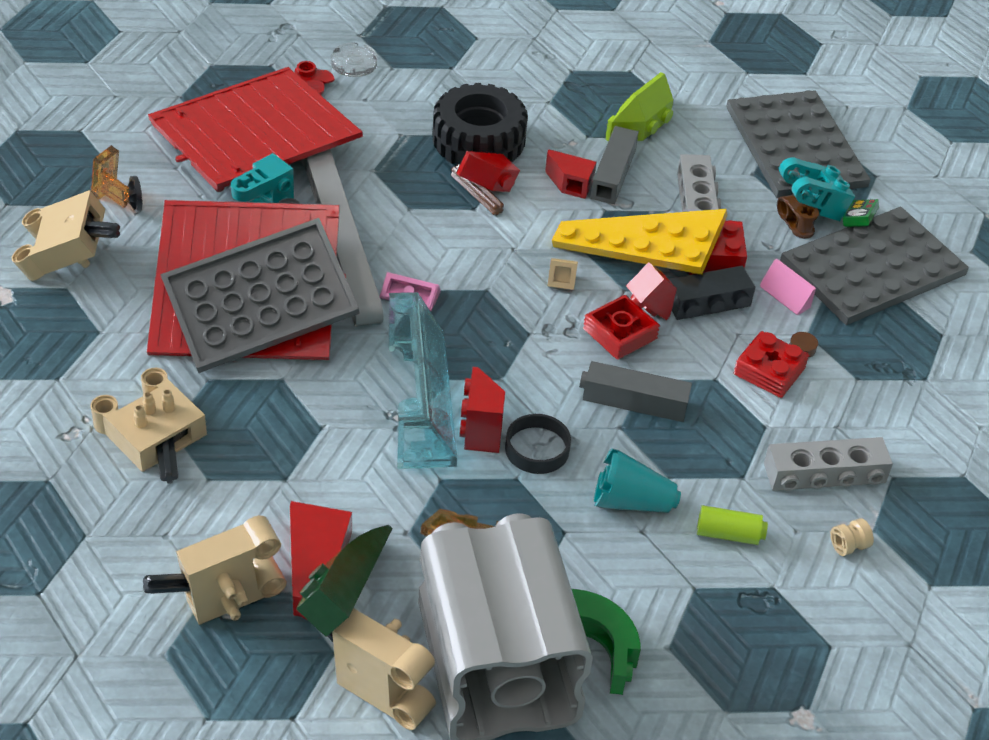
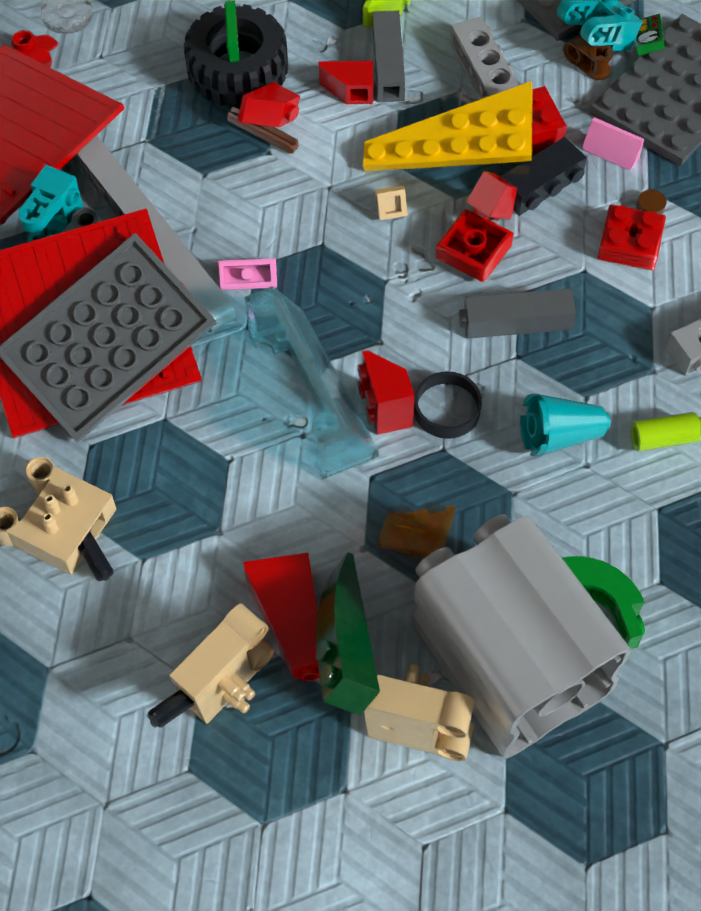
camera: 15 degrees left, 15 degrees up
(478, 100) = (231, 31): none -> green tile

